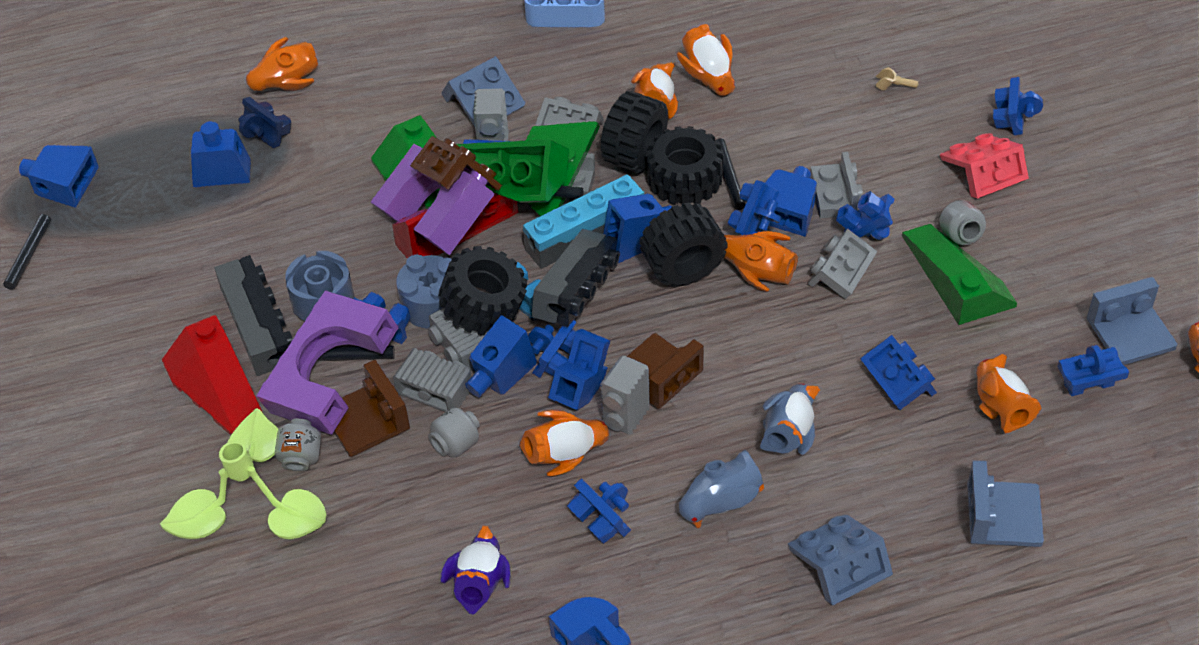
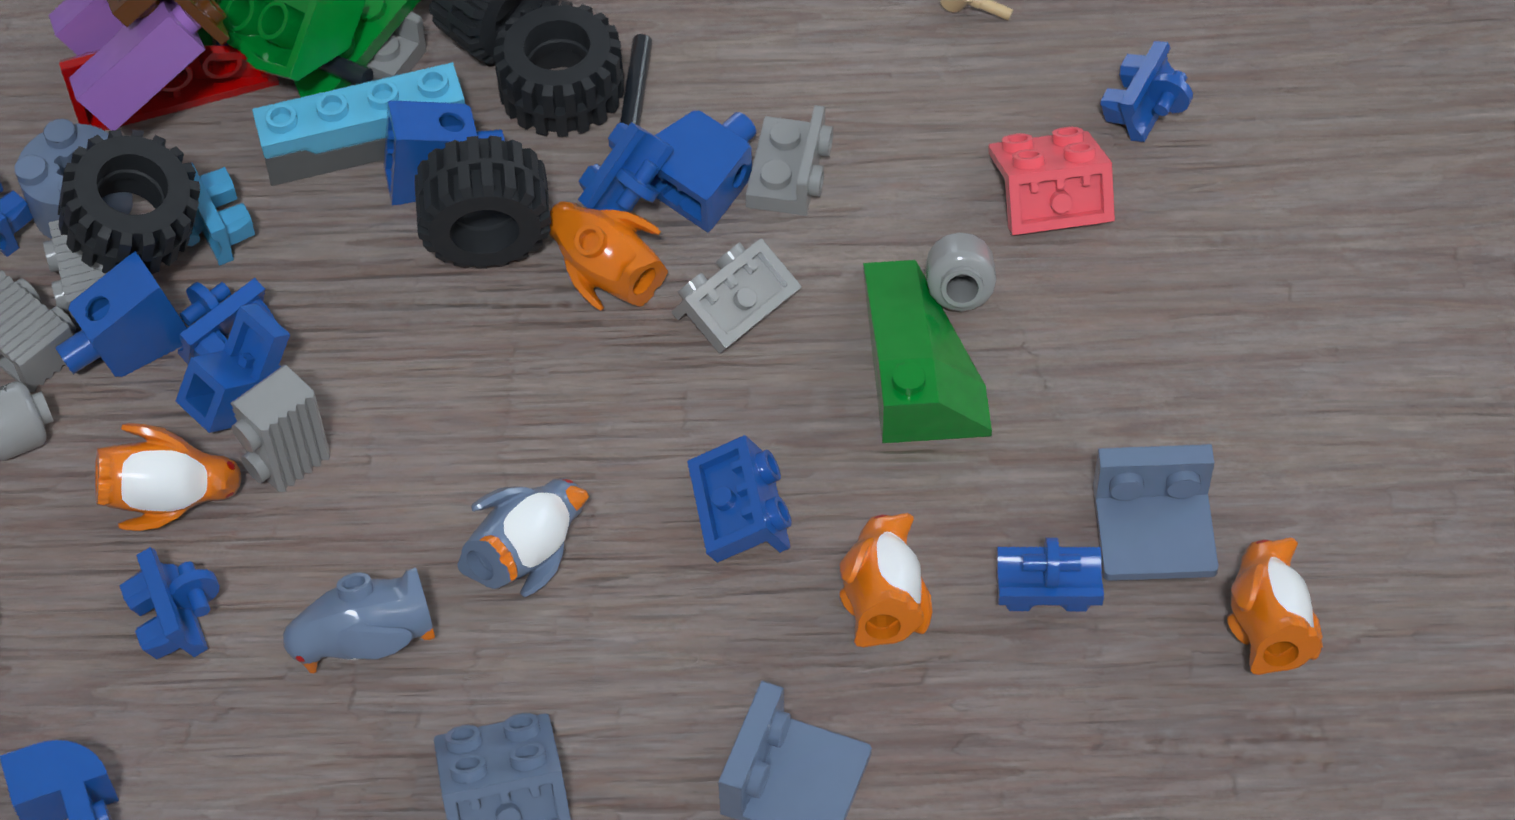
camera: 15 degrees right, 5 degrees up
(575, 277) = (292, 215): piece -> none
(668, 366) = (370, 398): reddish brown bracket -> none
(871, 218) = (805, 226): blue hips -> none

